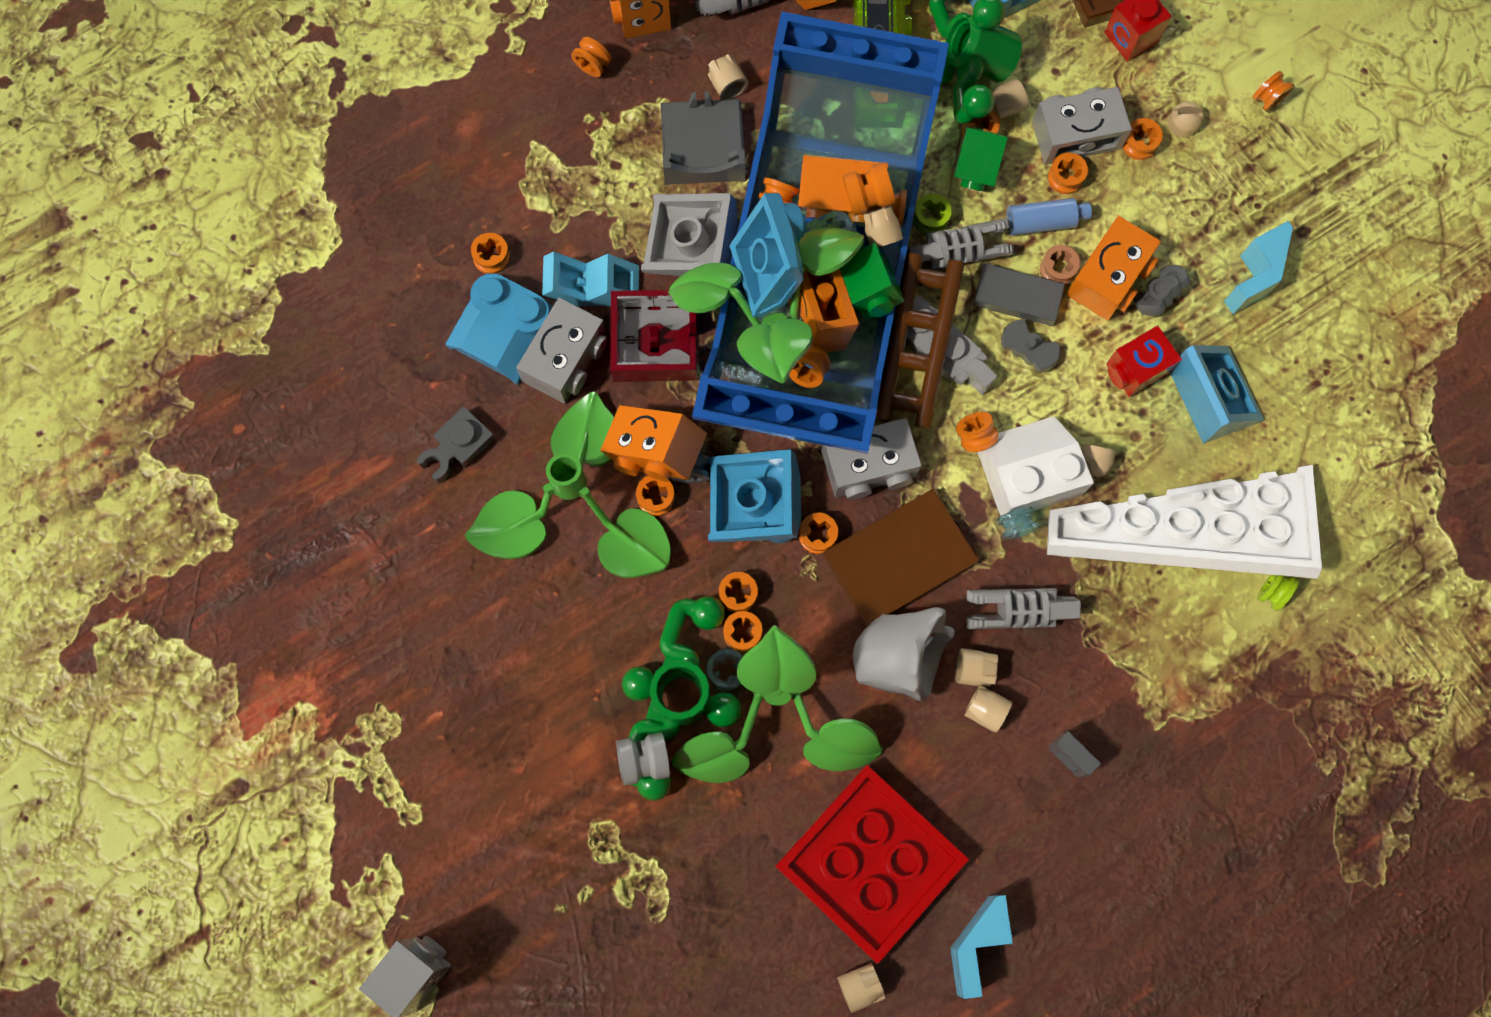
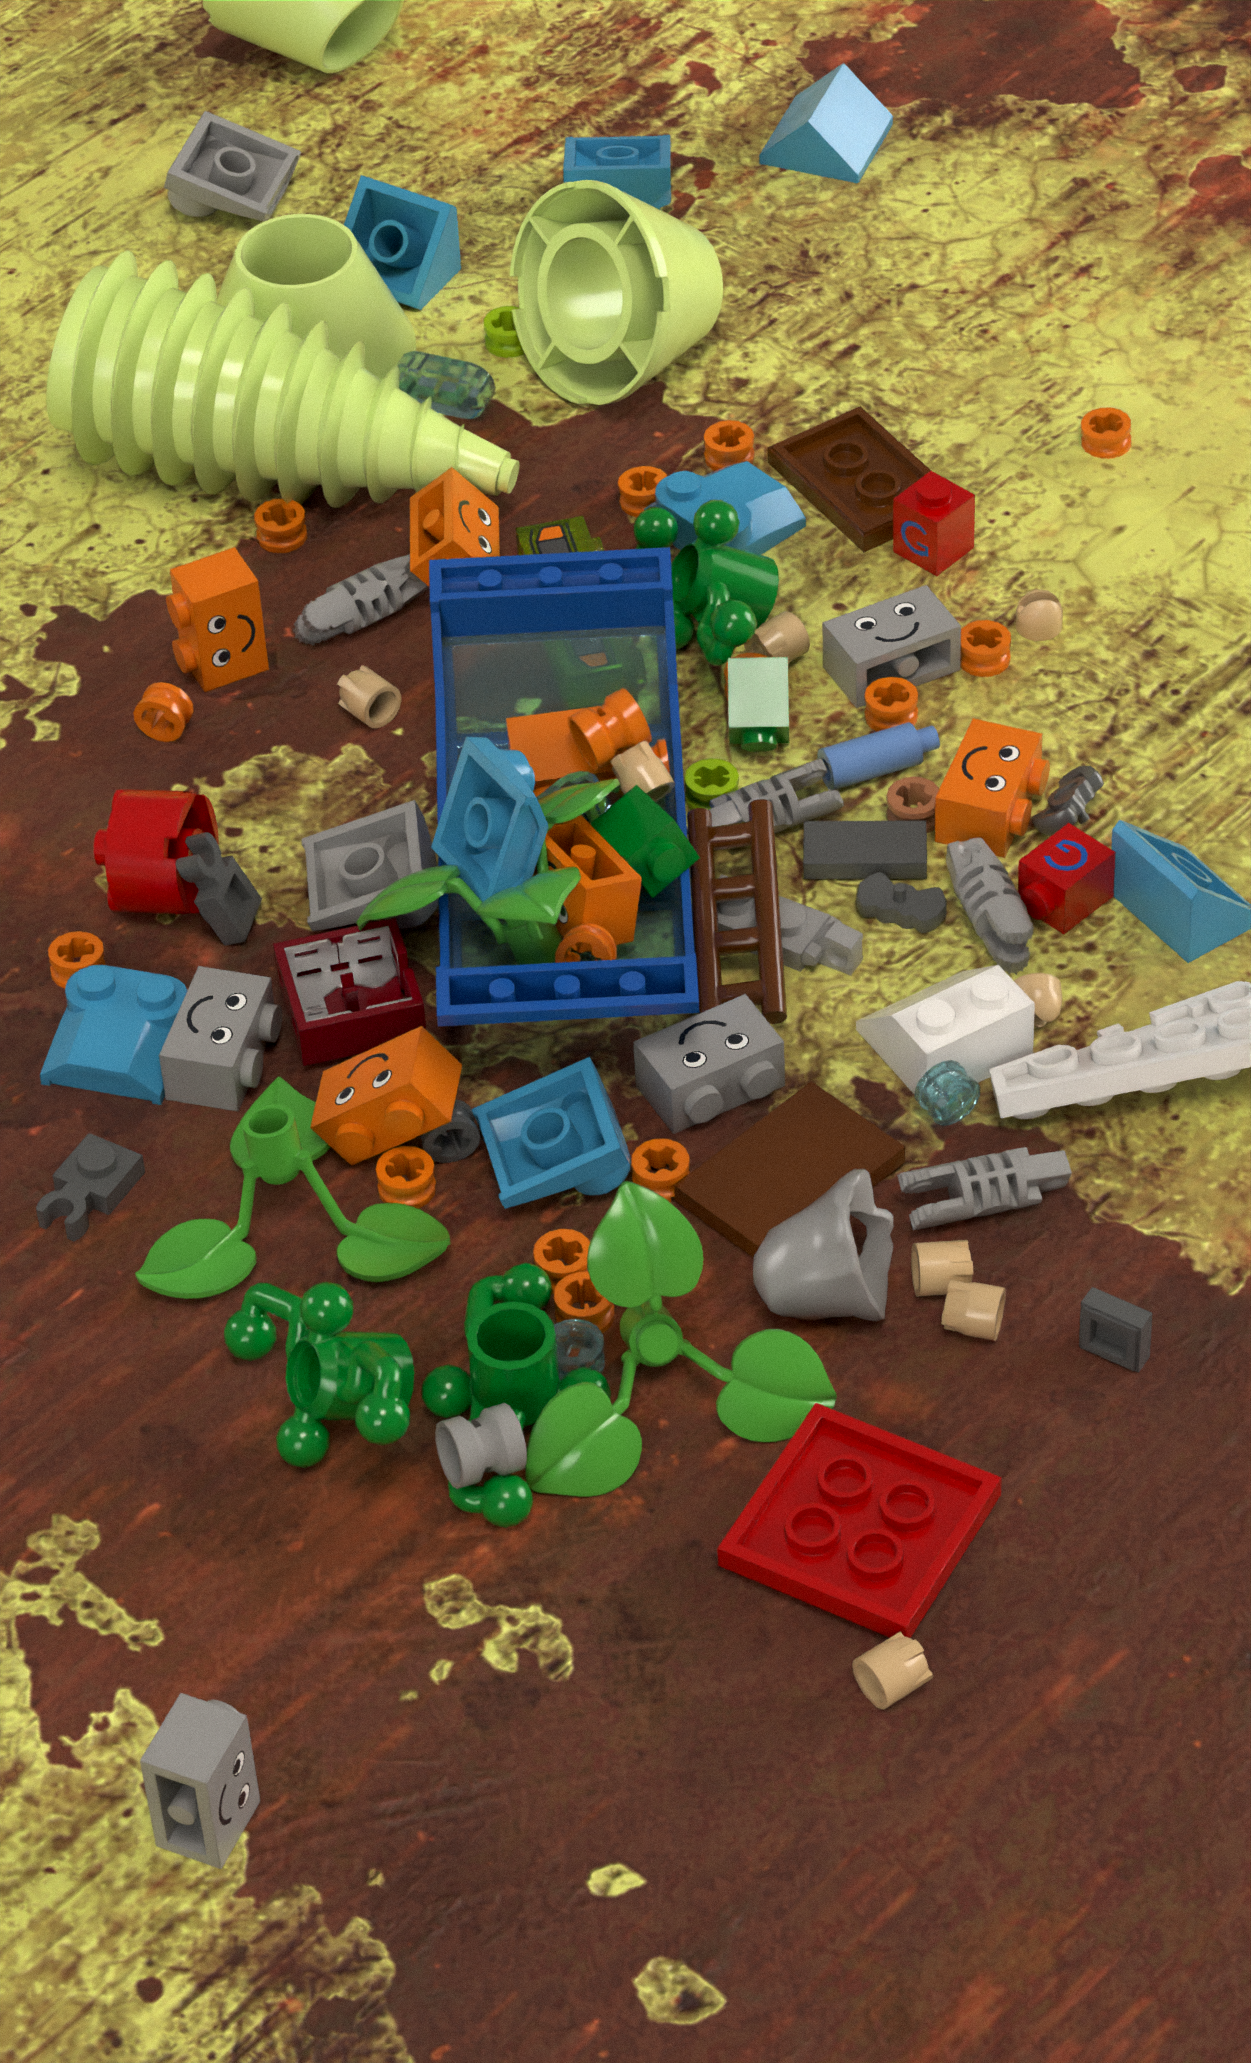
camera: 10 degrees left, 30 degrees down
(555, 188) = (142, 849): none -> red brick
(565, 670) = (327, 1369): none -> green wheel
(587, 282) = (243, 951): medium azure slope -> none
(593, 228) = (225, 892): none -> dark grey plate
(702, 141) = (352, 770): dark grey piece -> none
(977, 432) = (854, 1003): orange bush -> none
(987, 928) = (1051, 1565): medium azure slope -> none
(1088, 365) = (990, 902): none -> light grey hinge
(1266, 262) = (1195, 746): medium azure slope -> none
(1273, 91) = (1149, 558): orange bush -> none

